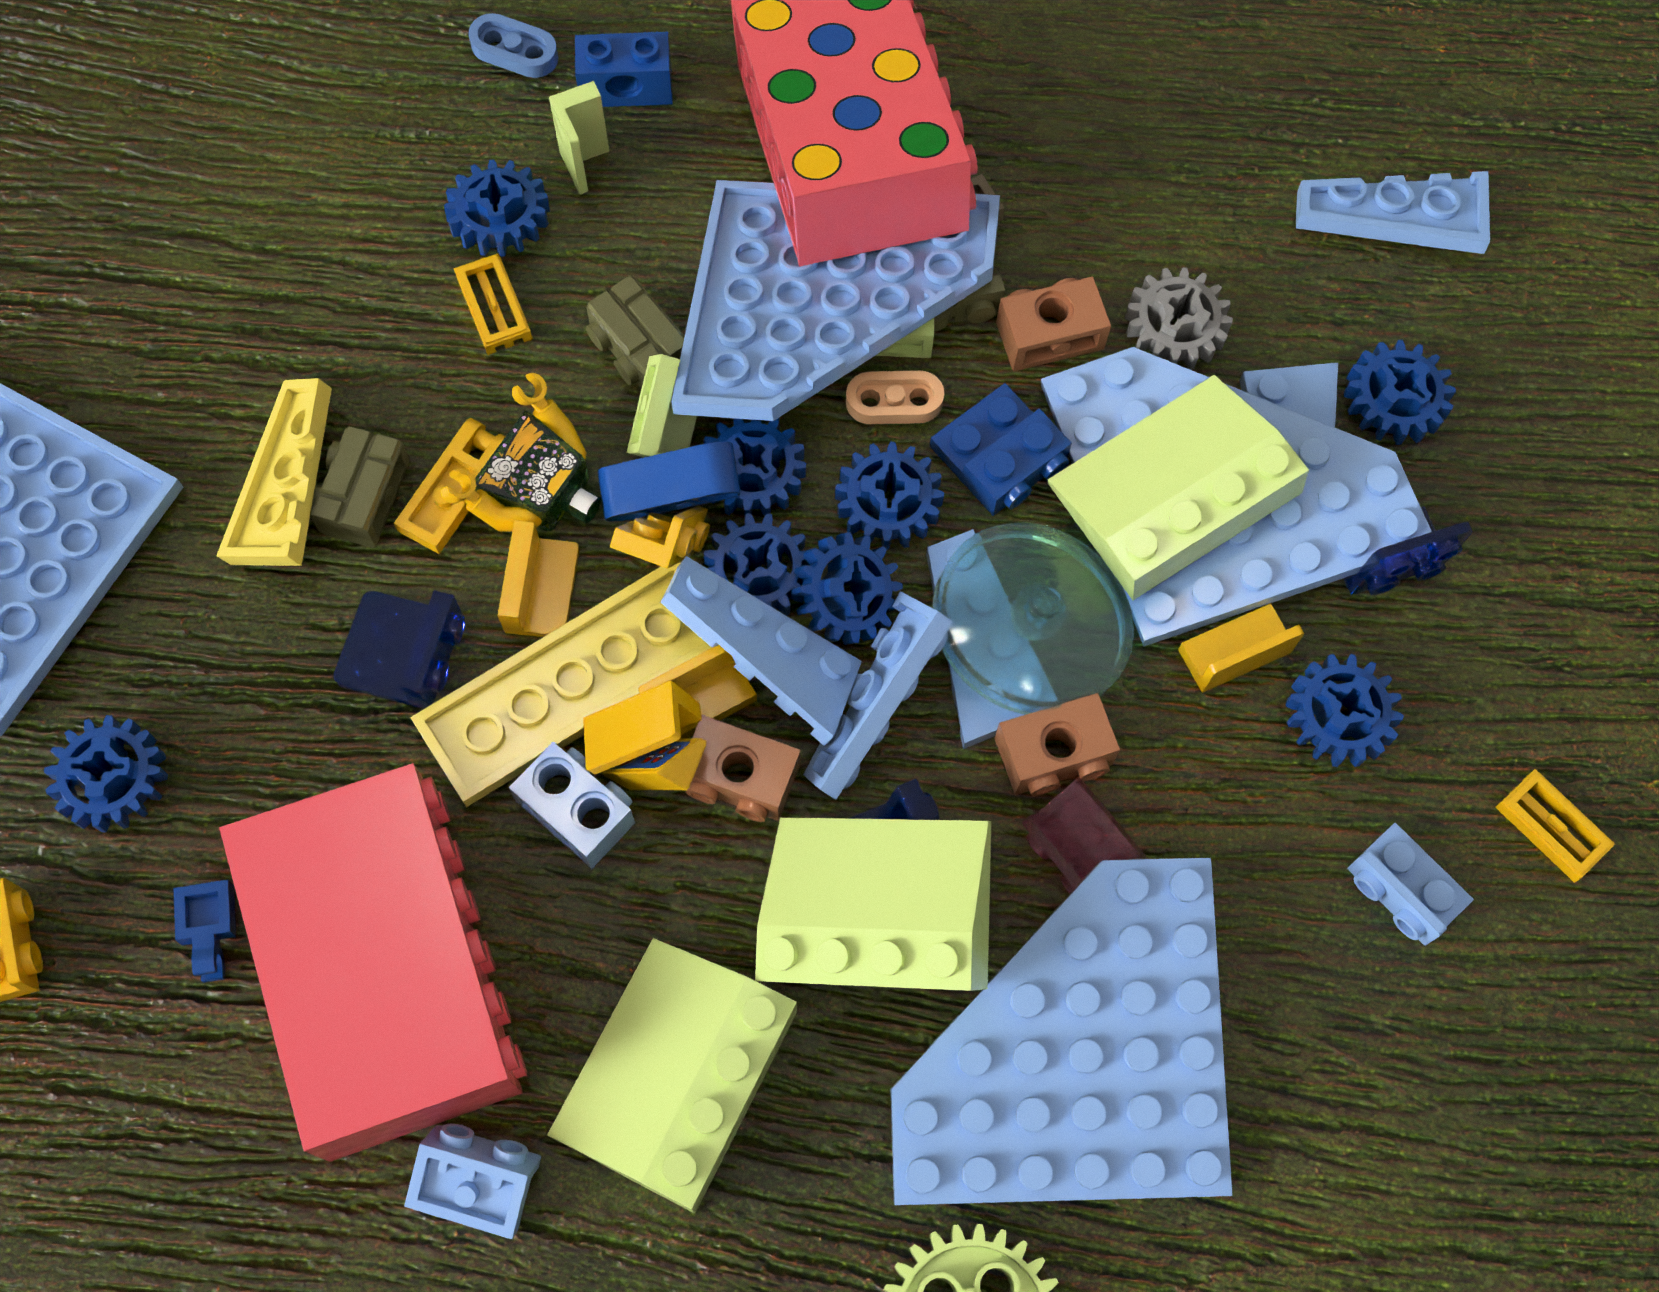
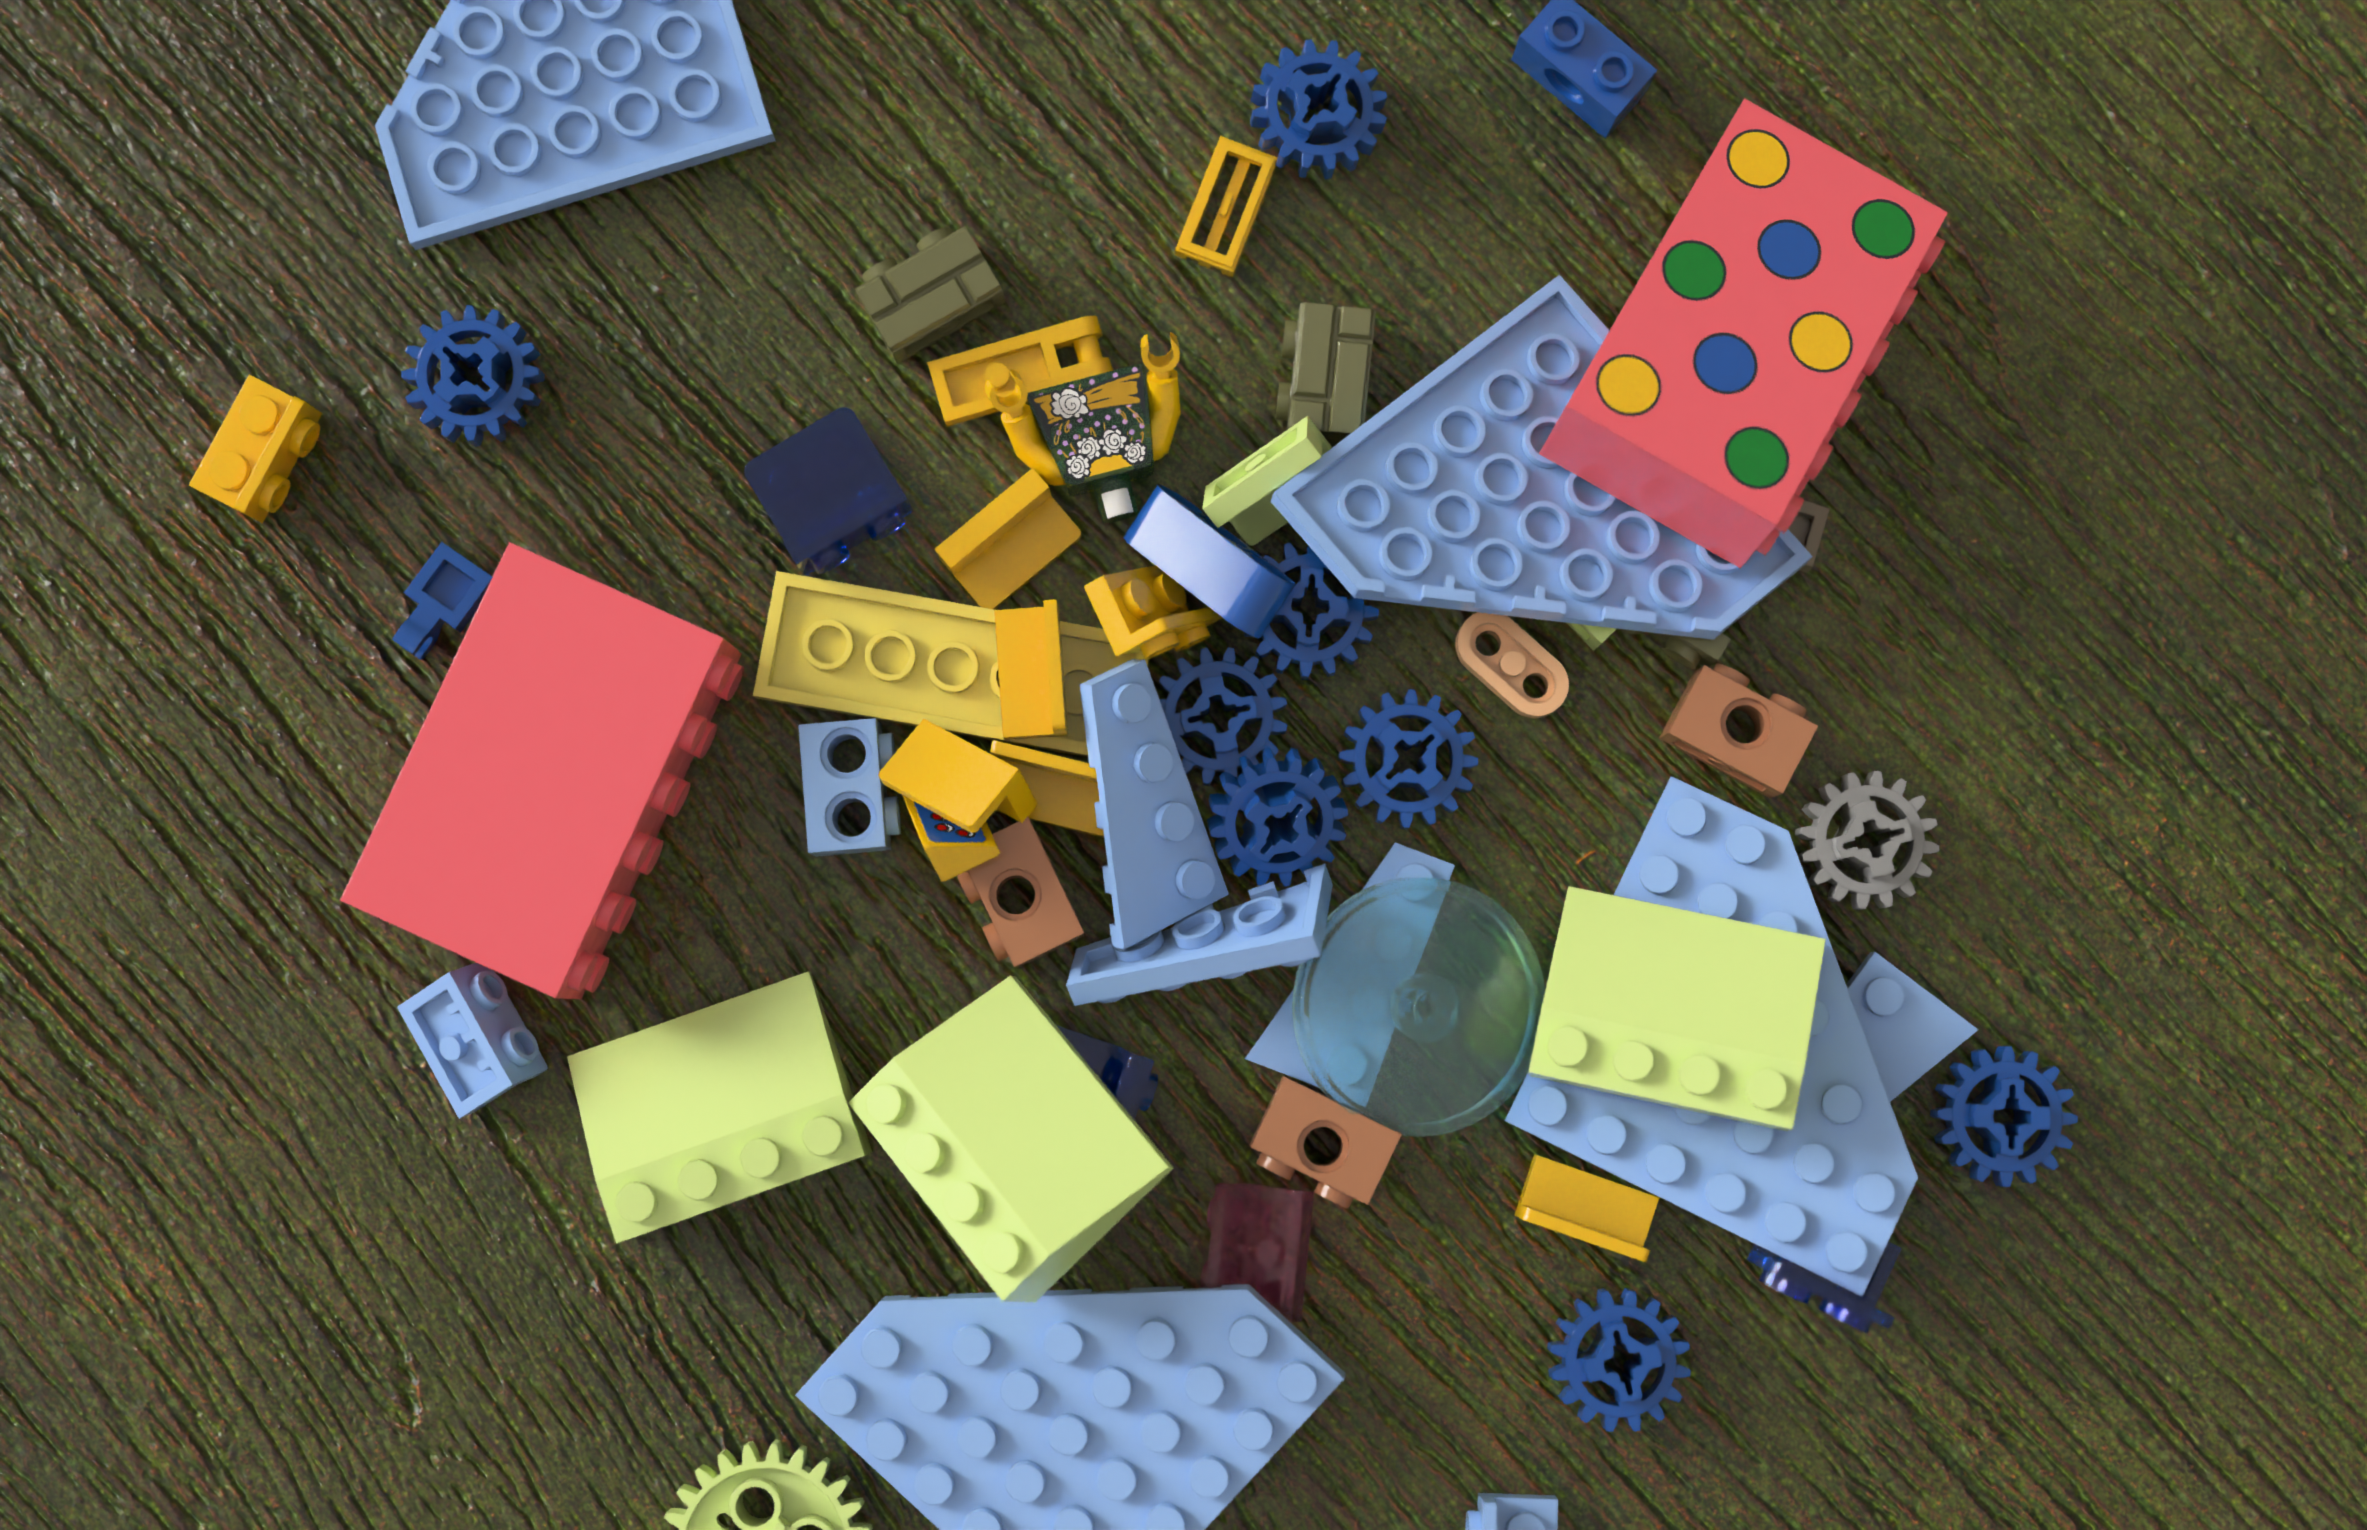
camera: 45 degrees right, 15 degrees up
(280, 486) = (855, 228): light yellow wing -> none
(579, 129) = (1470, 96): yellowish green panel -> none
(625, 630) = (1031, 672): none -> yellow panel
(1002, 449) = (1563, 810): blue plate -> none
(1422, 213) = (2233, 955): light blue wing -> none

